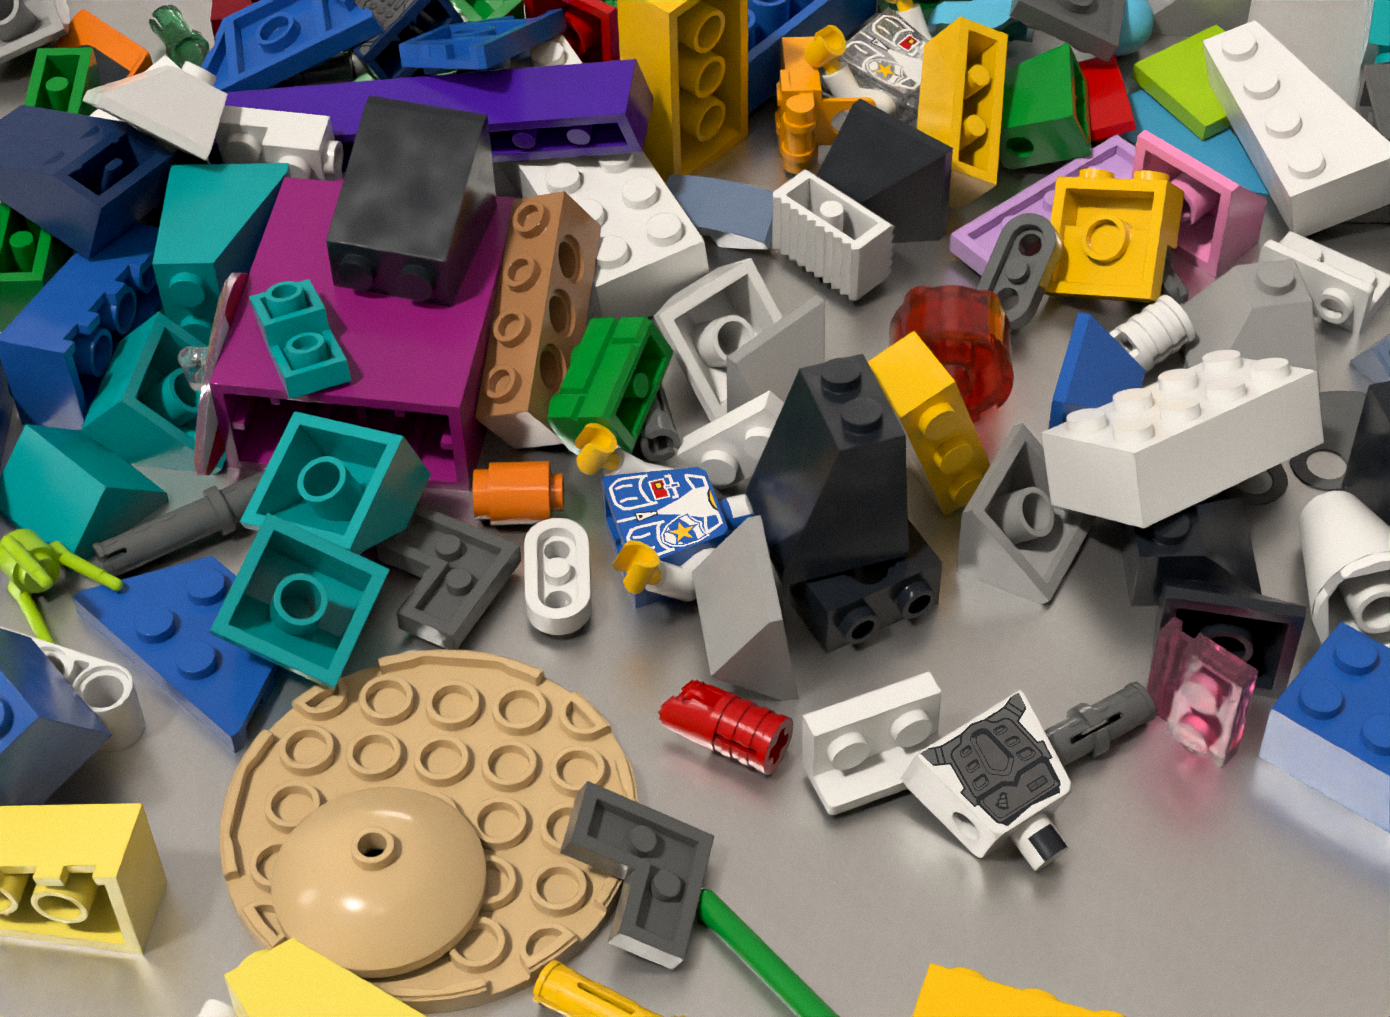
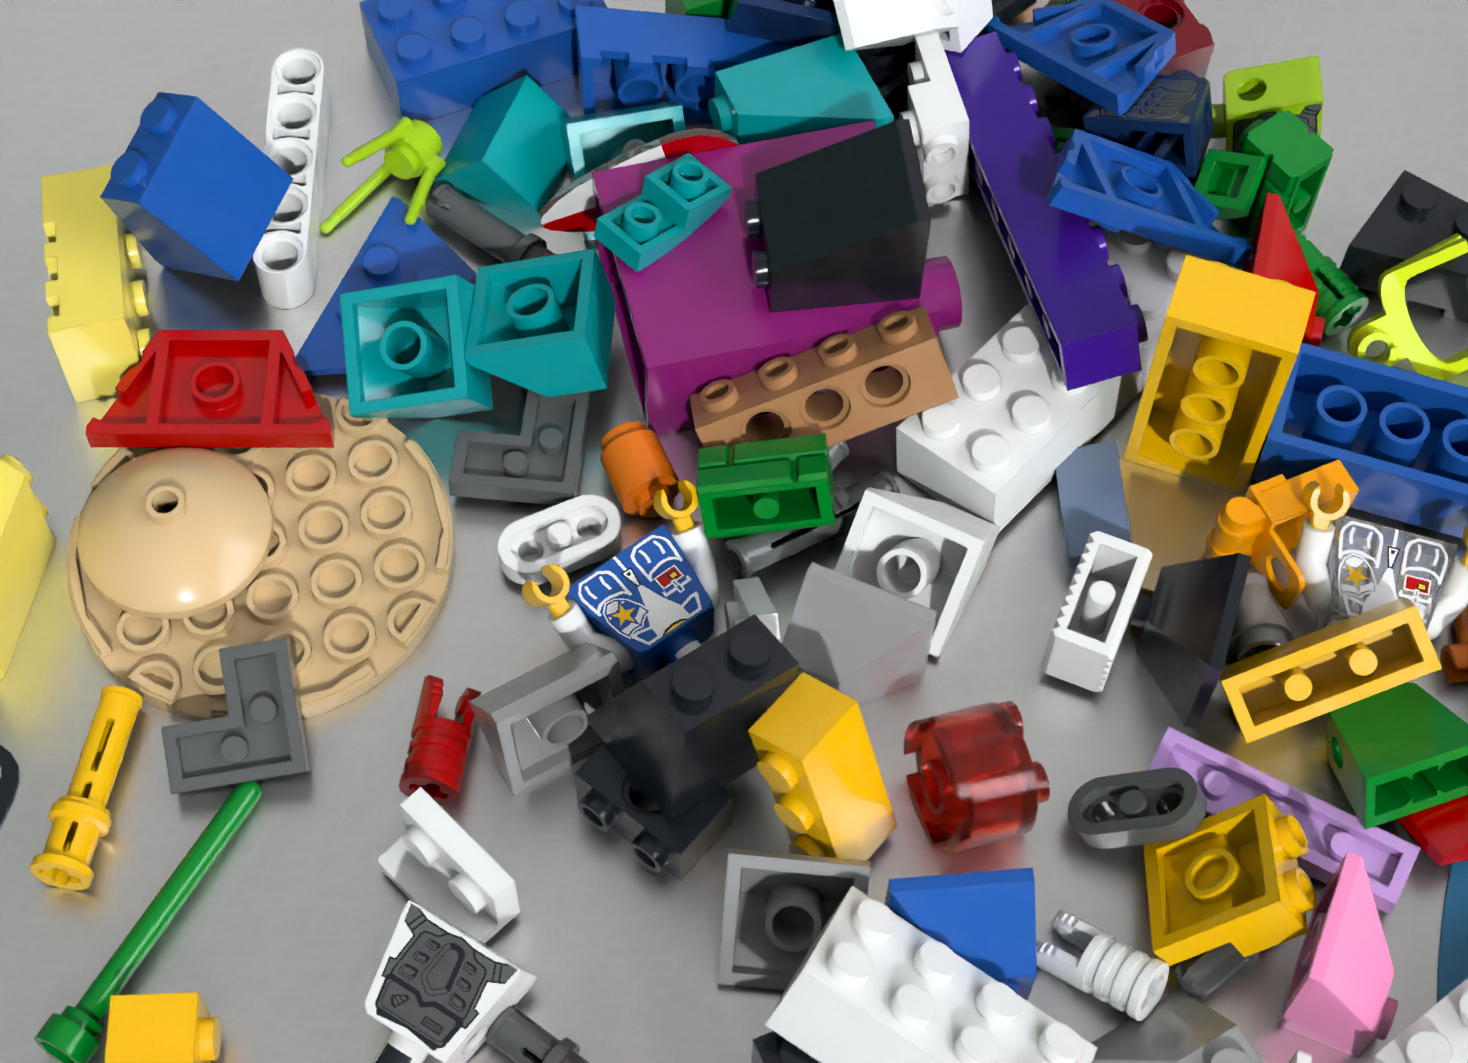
camera: 65 degrees right, 10 degrees up
(239, 793) = (214, 394): none -> red wing

